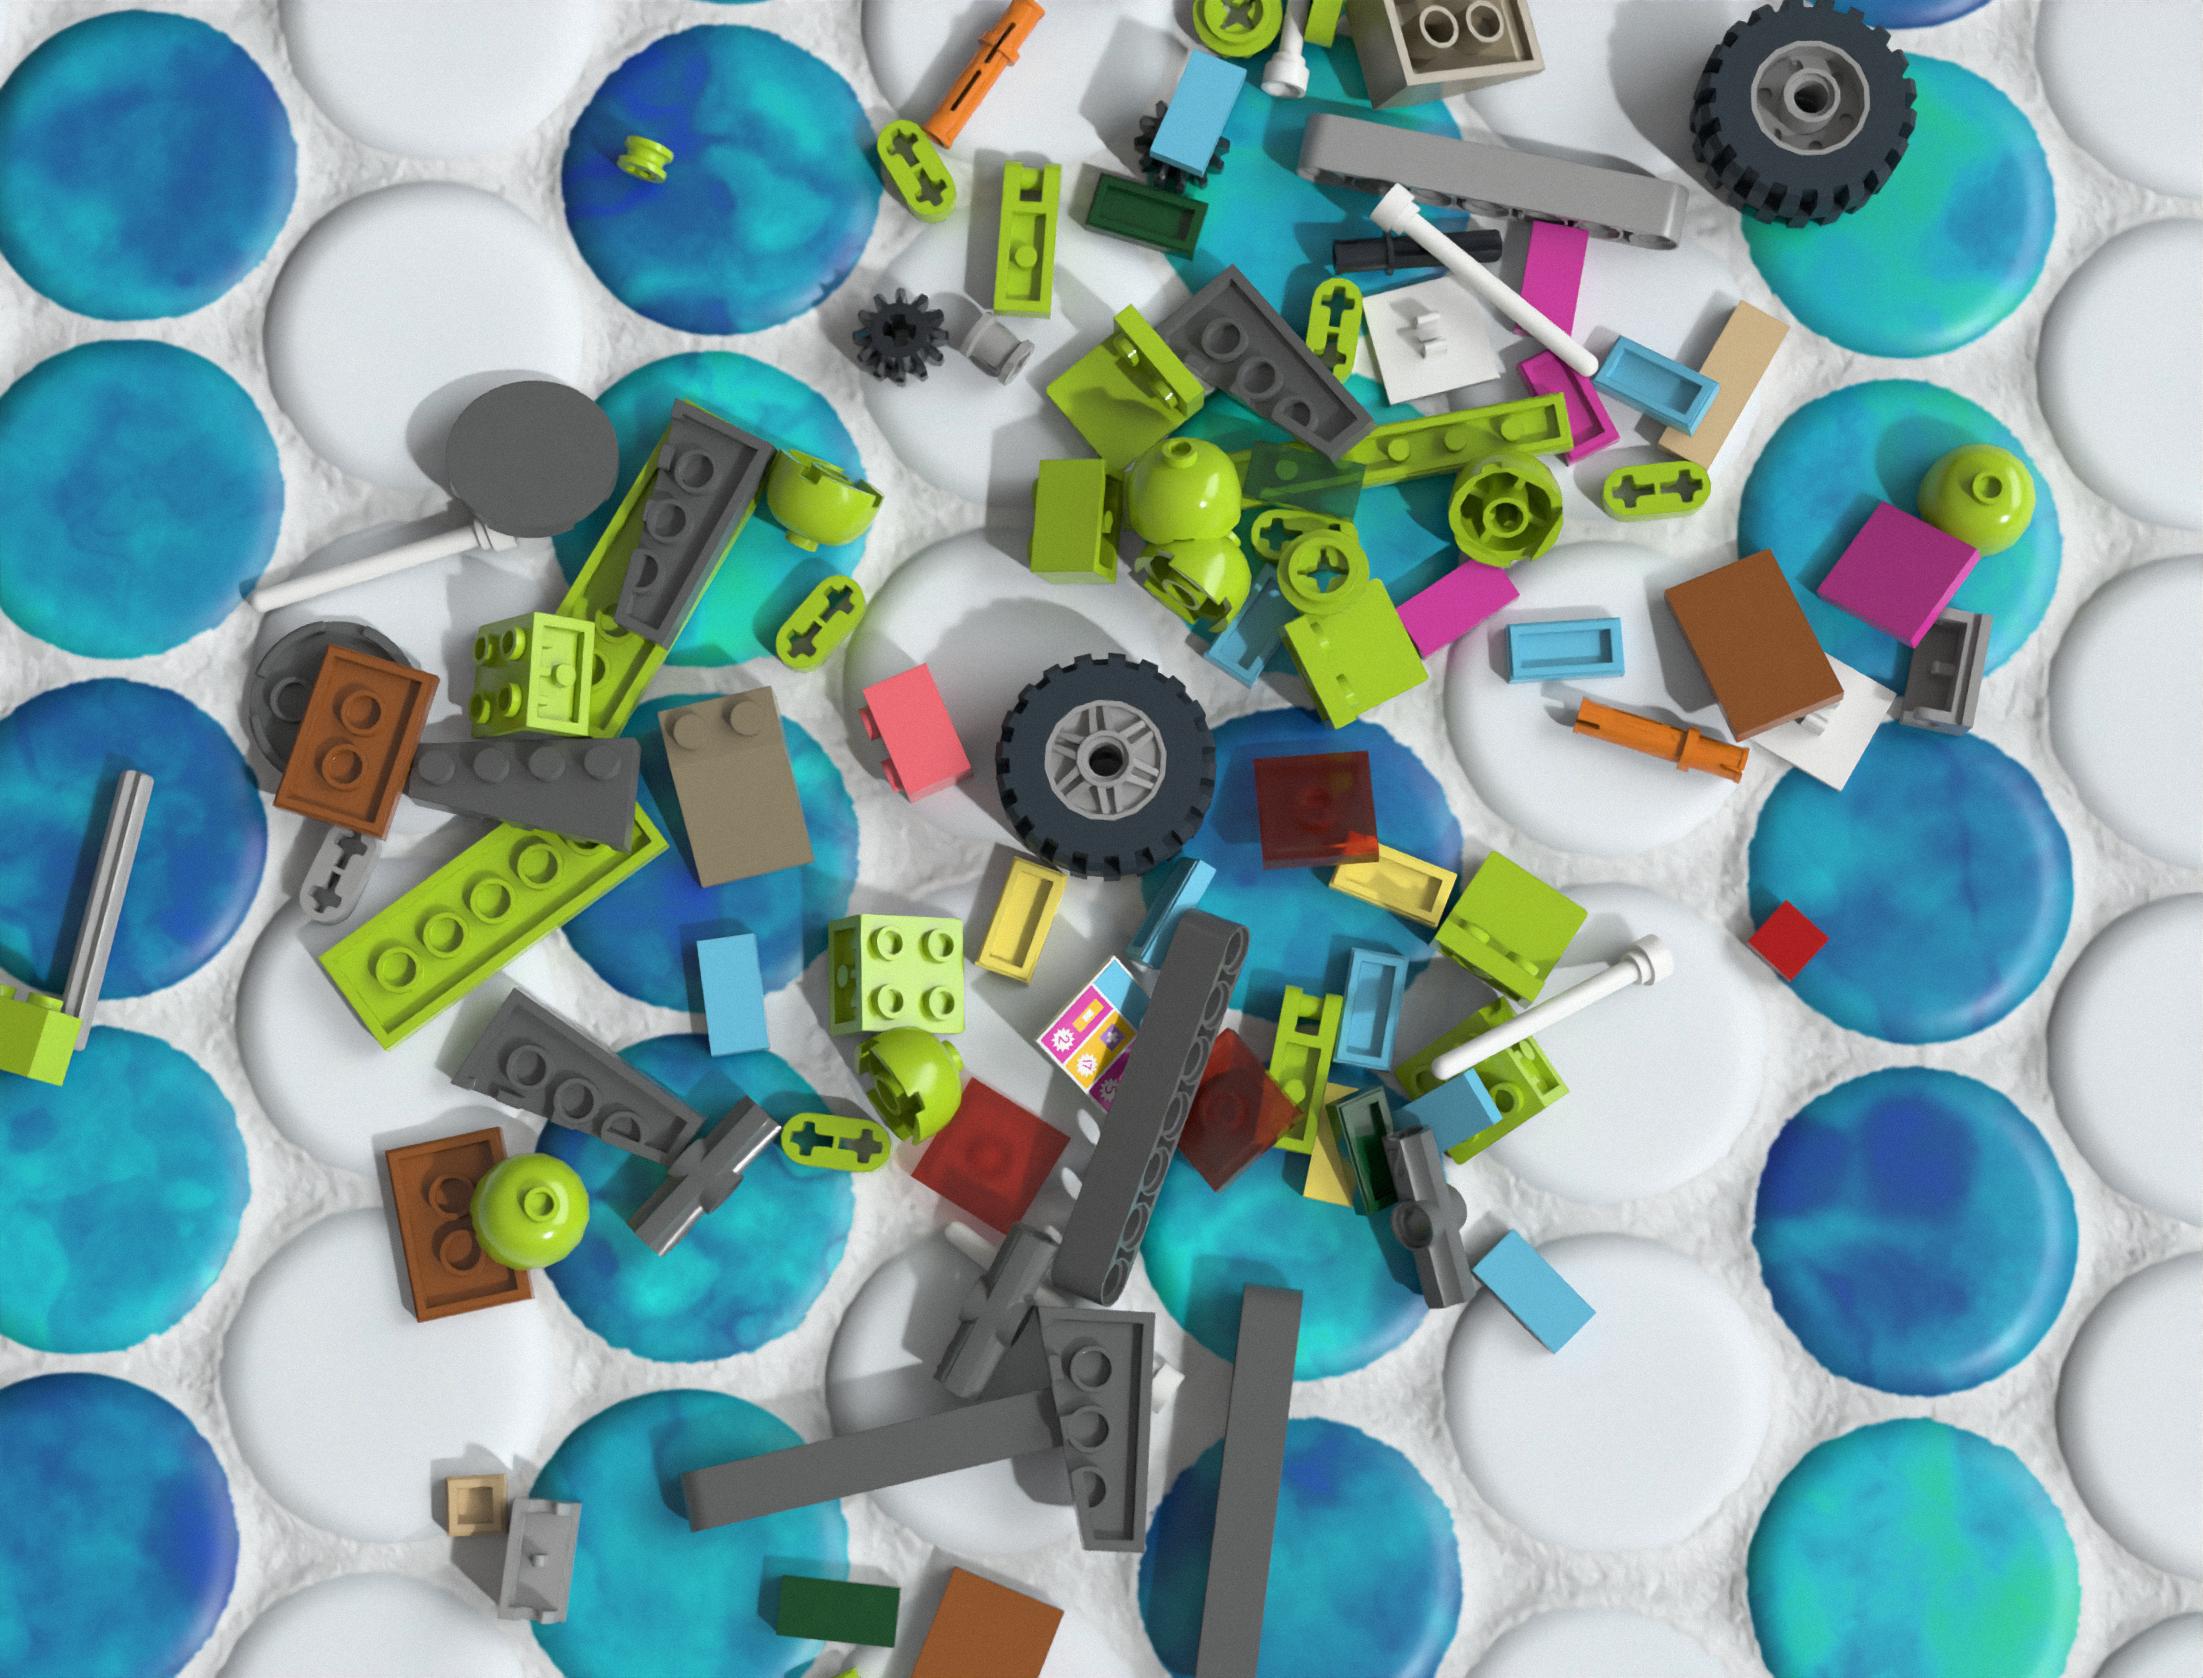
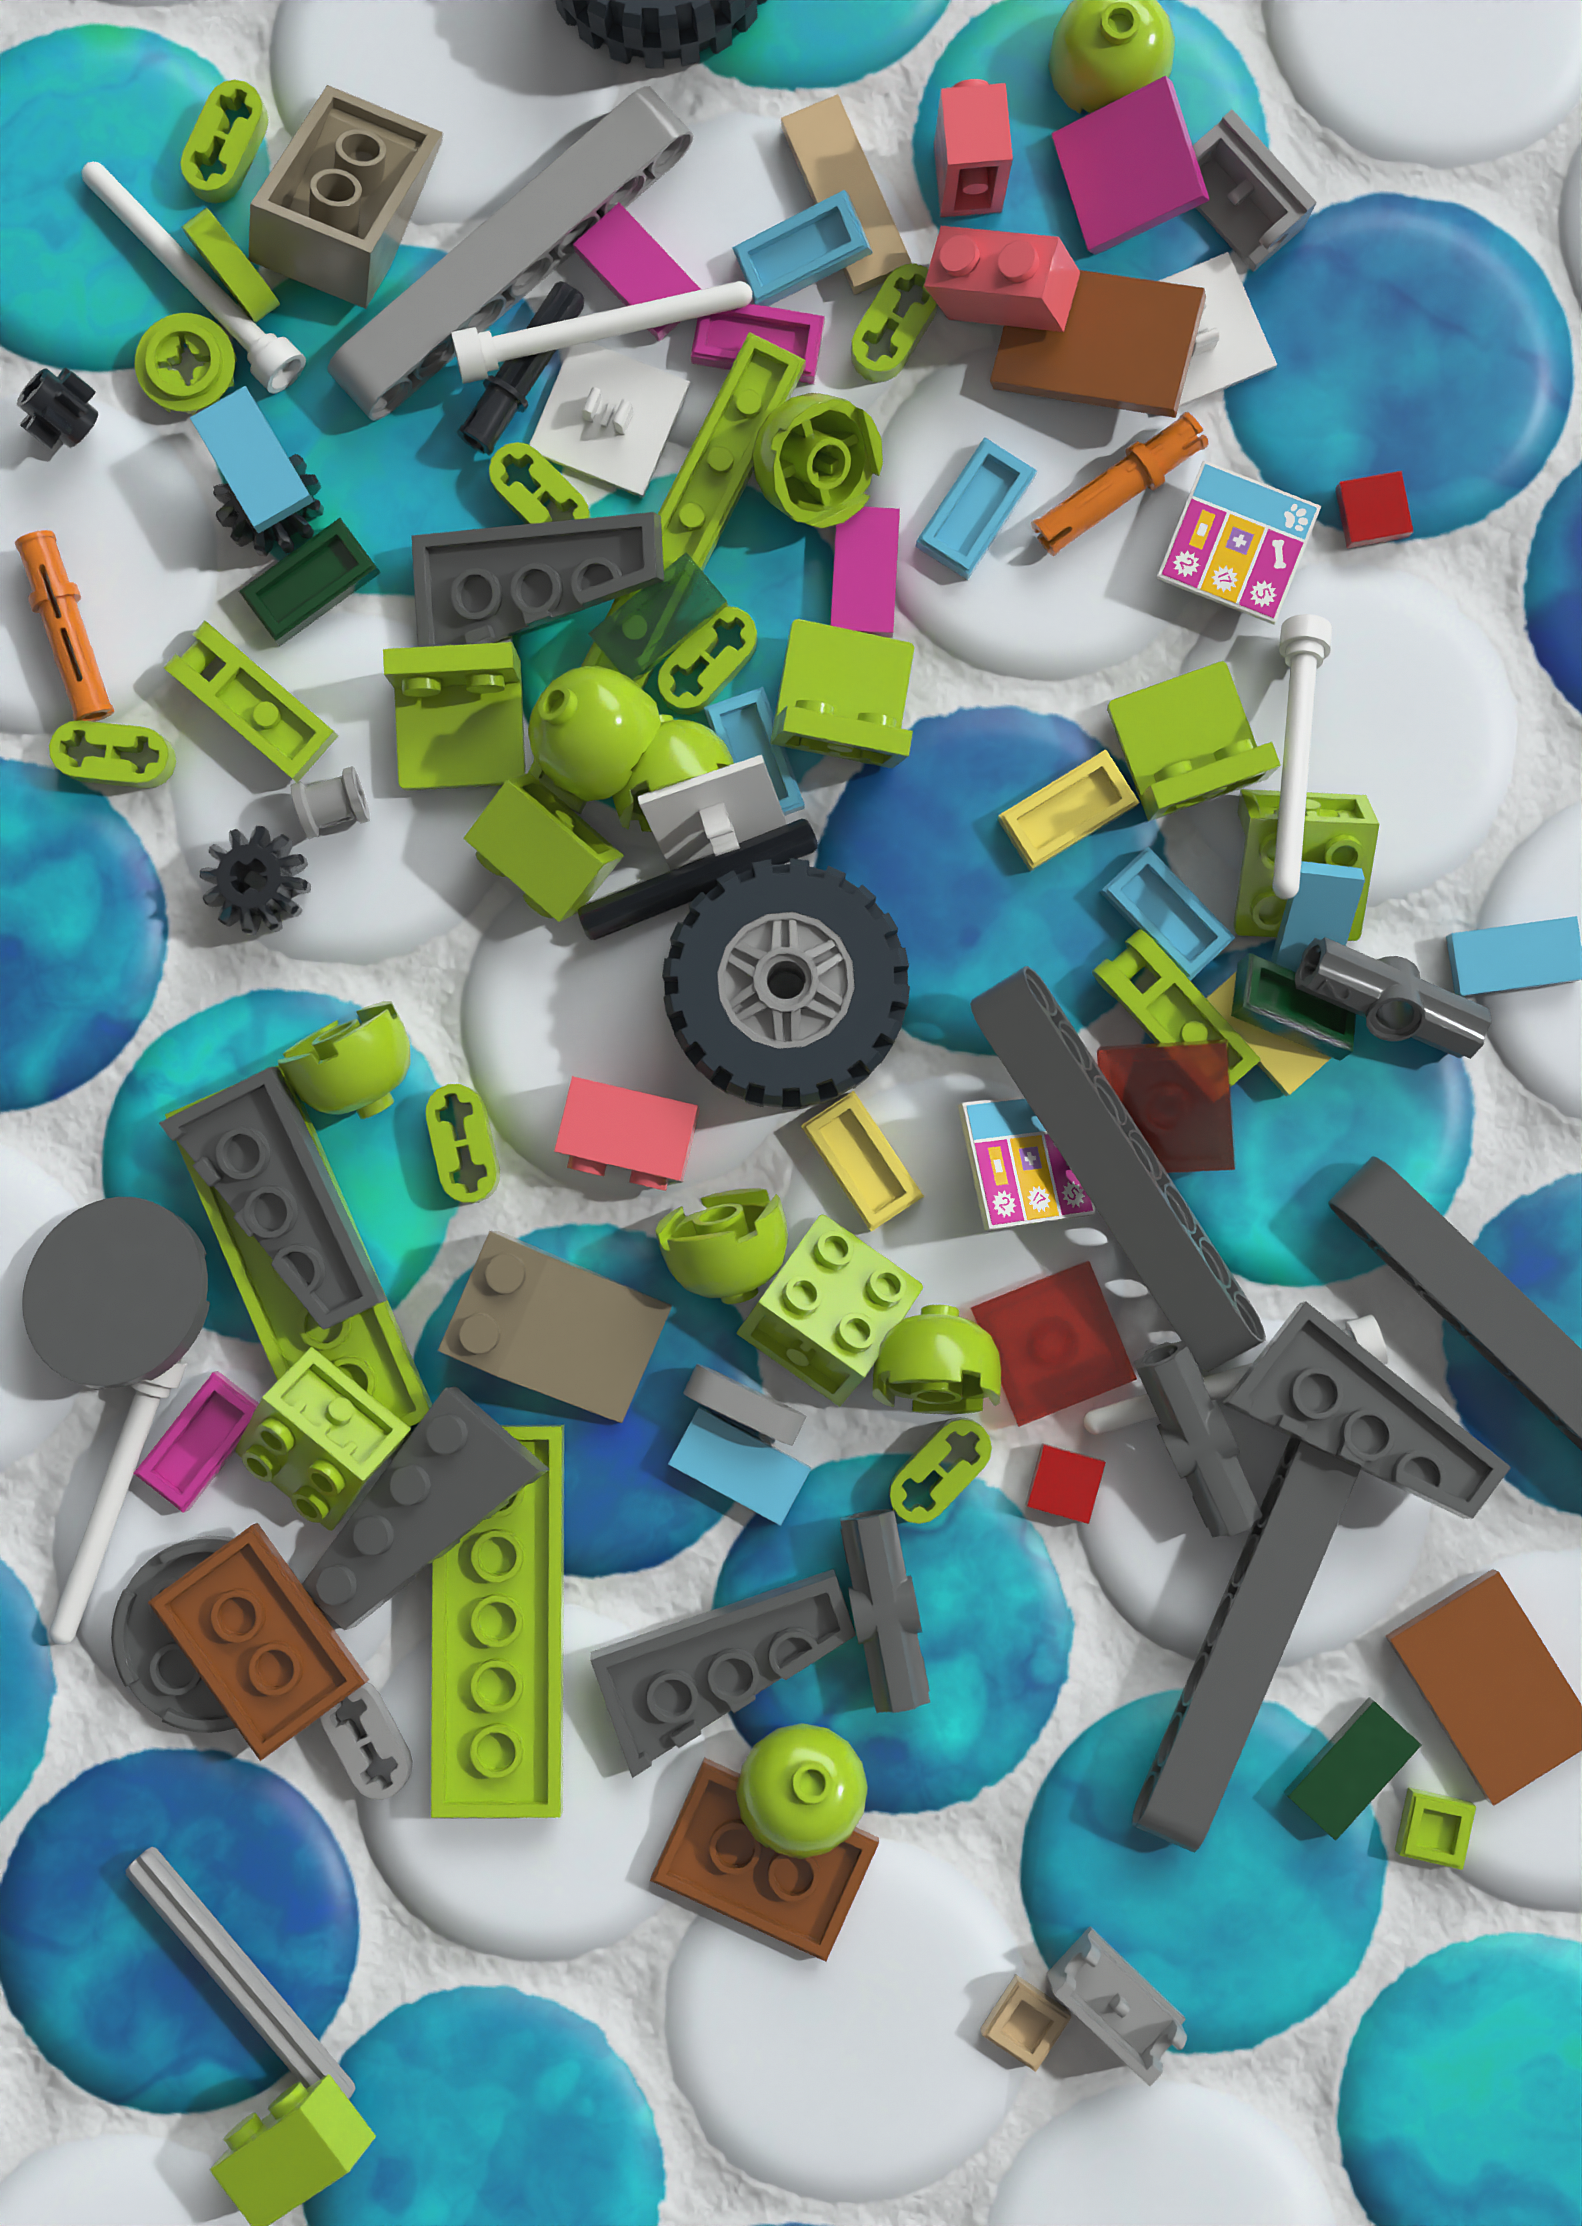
camera: 55 degrees left, 5 degrees up
(466, 595) = (198, 1442): none -> dark pink tile
(780, 964) = (744, 1404): none -> light grey beam
(884, 865) = (727, 1246): none -> lime cylinder
(894, 1242) = (1065, 1483): none -> red tile
(1123, 639) = (688, 881): none -> black axle
(1178, 894) = (953, 1025): medium azure tile -> none
(1192, 623) = (713, 812): none -> white piece
(1304, 556) = (754, 635): lime gear -> none
(1315, 810) = (959, 830): clear red plate -> none
(1682, 857) = (1238, 542): none -> piece
(1740, 542) = (1002, 278): none -> coral brick
(1817, 450) = (972, 148): none -> coral brick

